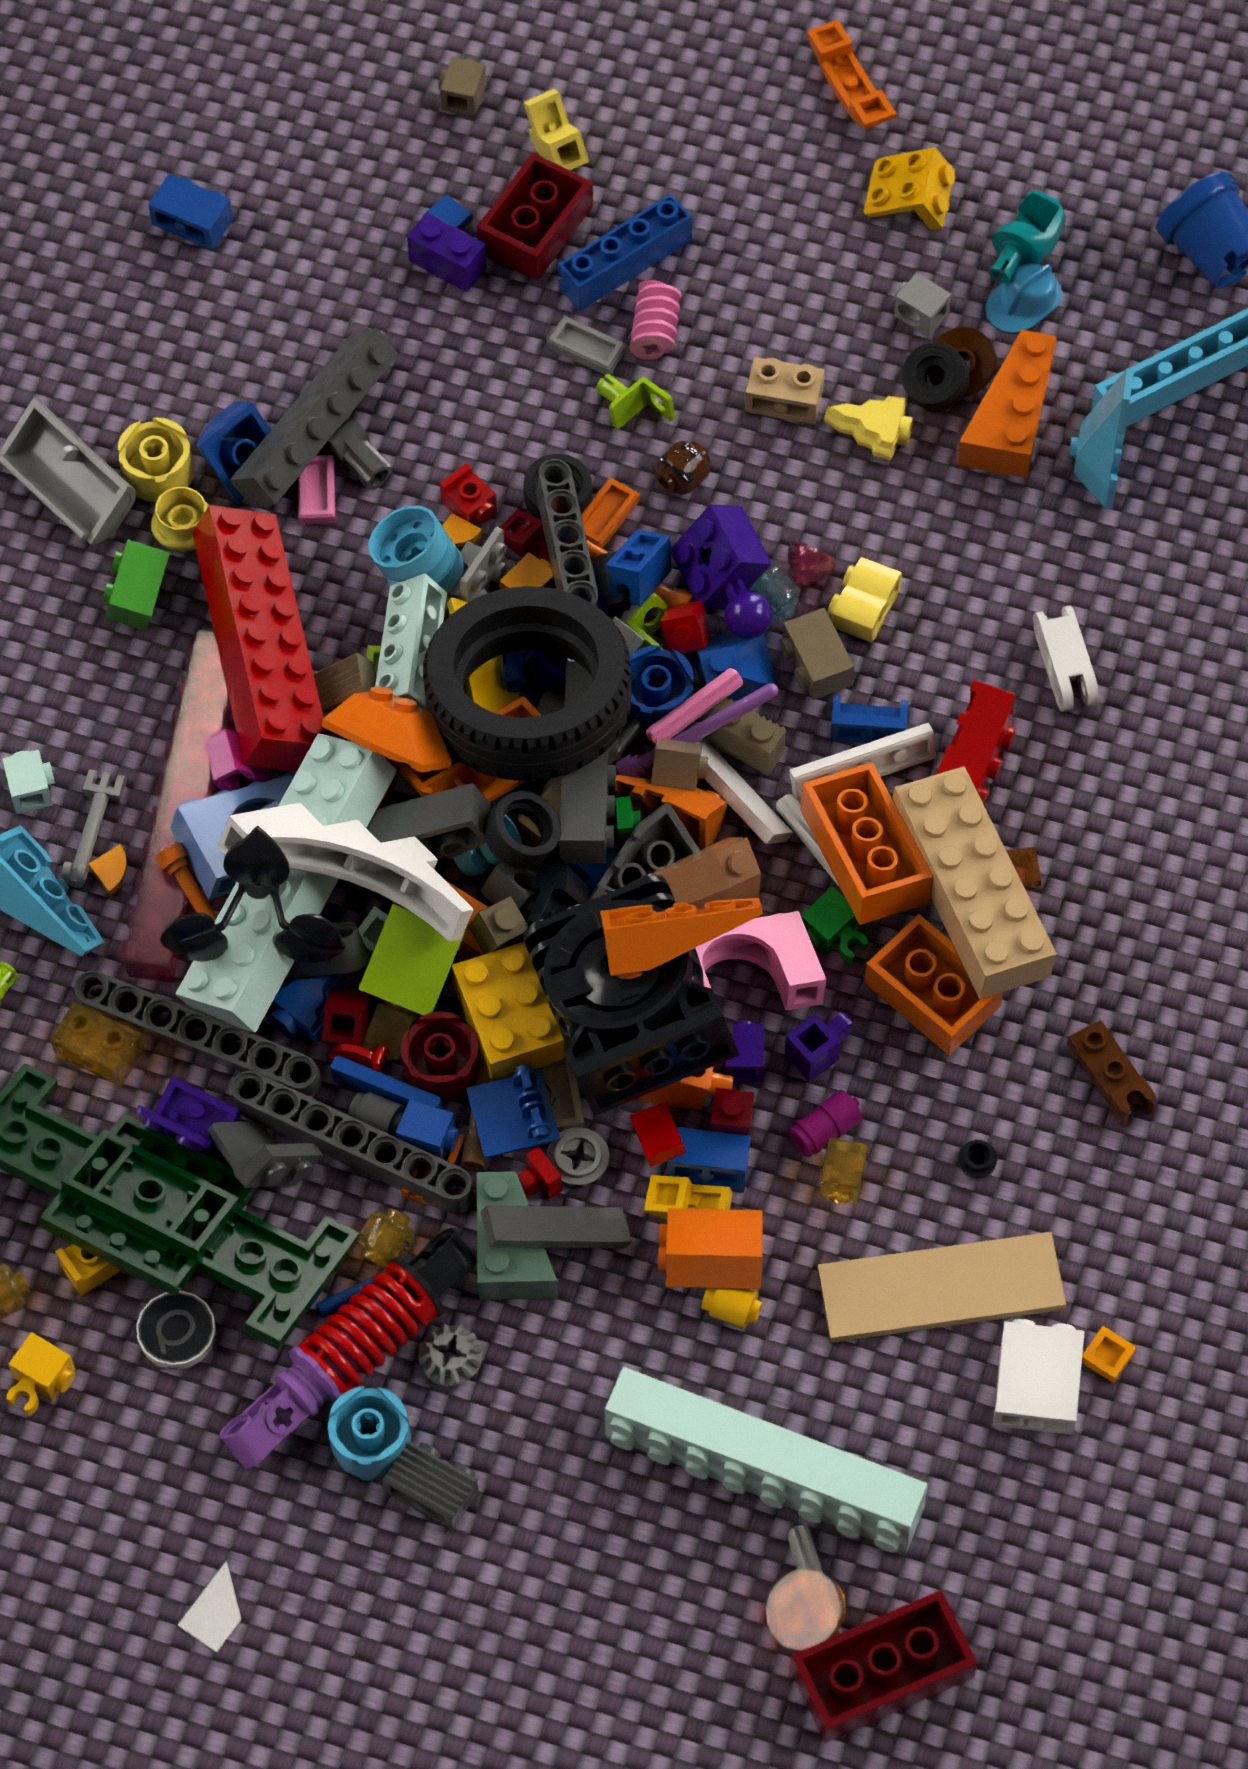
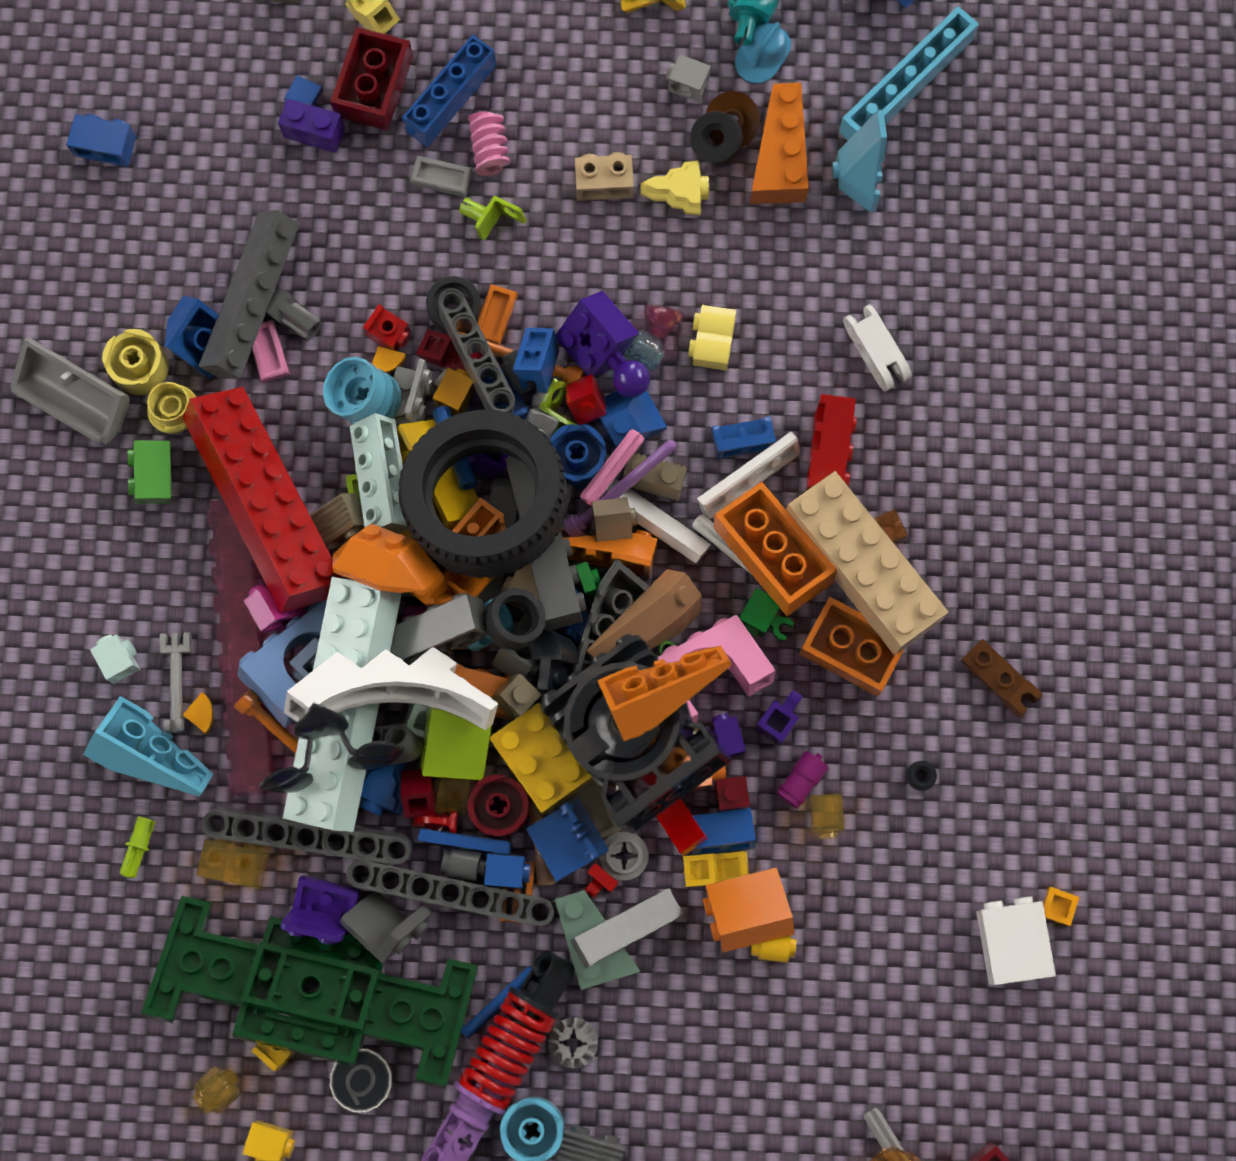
camera: 15 degrees left, 15 degrees up
(386, 1237) = (499, 965): clear yellow head -> none
(683, 467) = (544, 262): reddish brown head -> none
(764, 1460) = (837, 1073): light aqua brick -> none
(817, 654) = (690, 394): dark tan brick -> none
(941, 1287) = (922, 886): tan tile -> none

